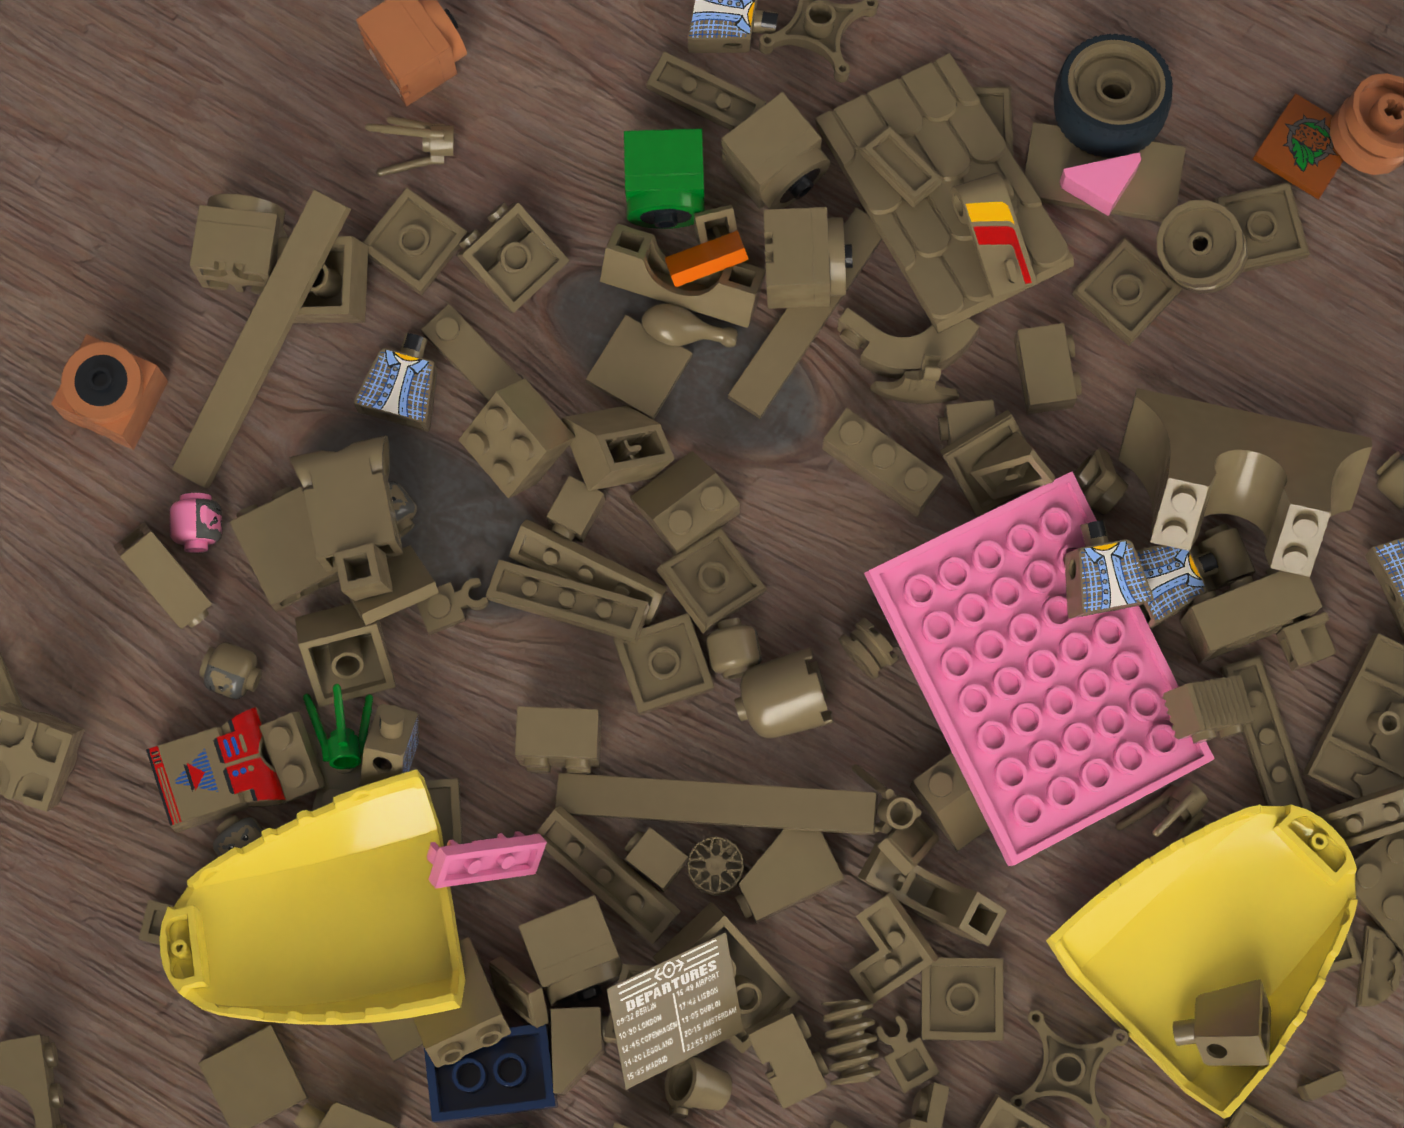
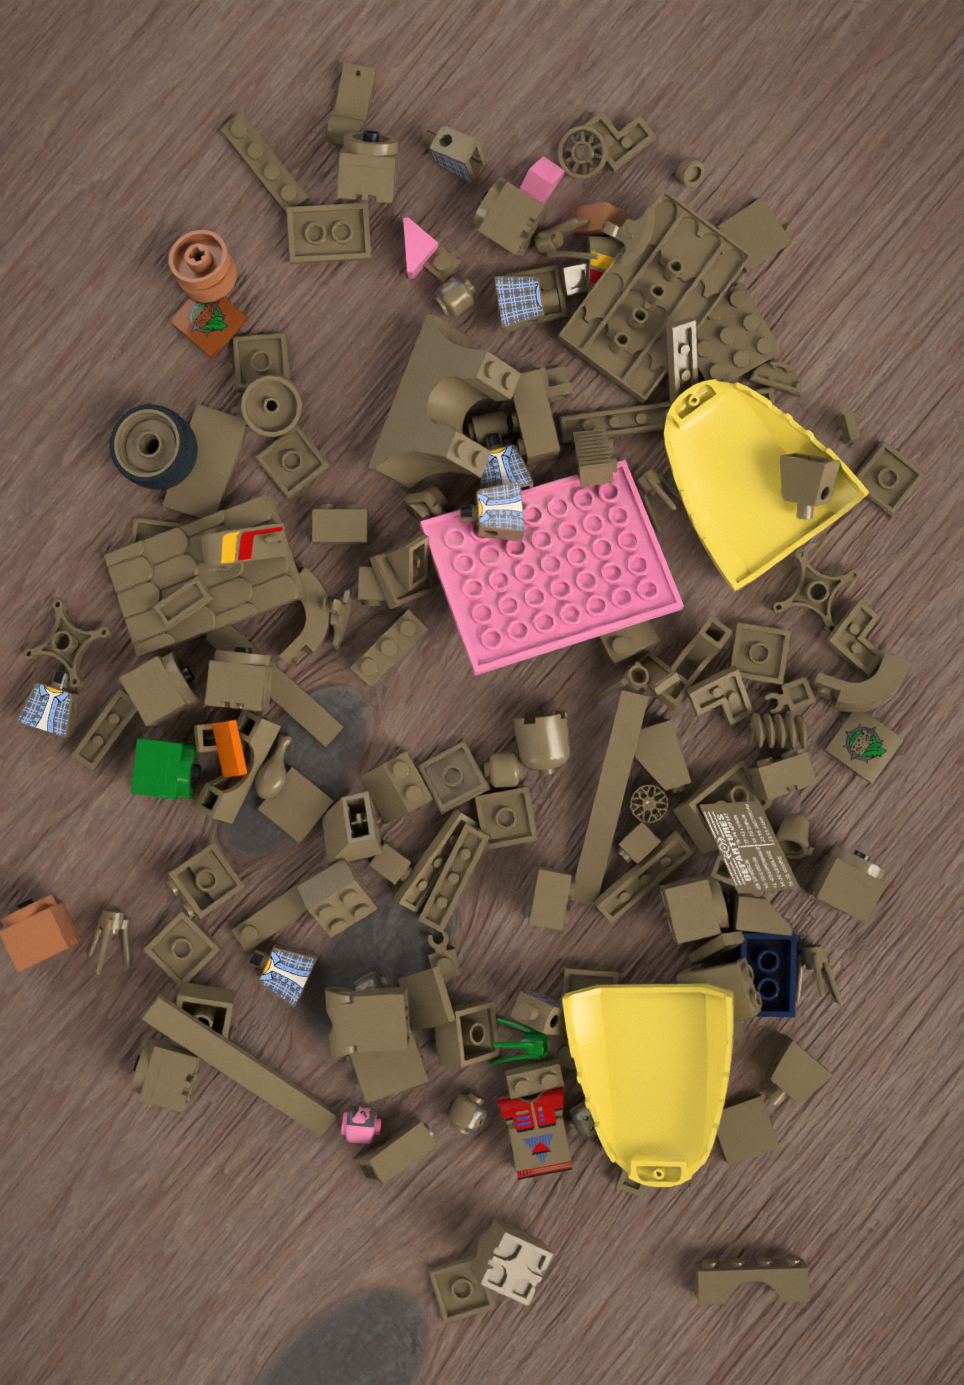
camera: 85 degrees left, 10 degrees up
(109, 391) = (260, 1176): nougat piece -> none
(363, 572) = (420, 1017): dark tan brick -> none
(485, 859) = (625, 958): bright pink plate -> none
(868, 649) = (517, 678): dark tan wheel -> none
(1102, 181) = (215, 465): bright pink slope -> none

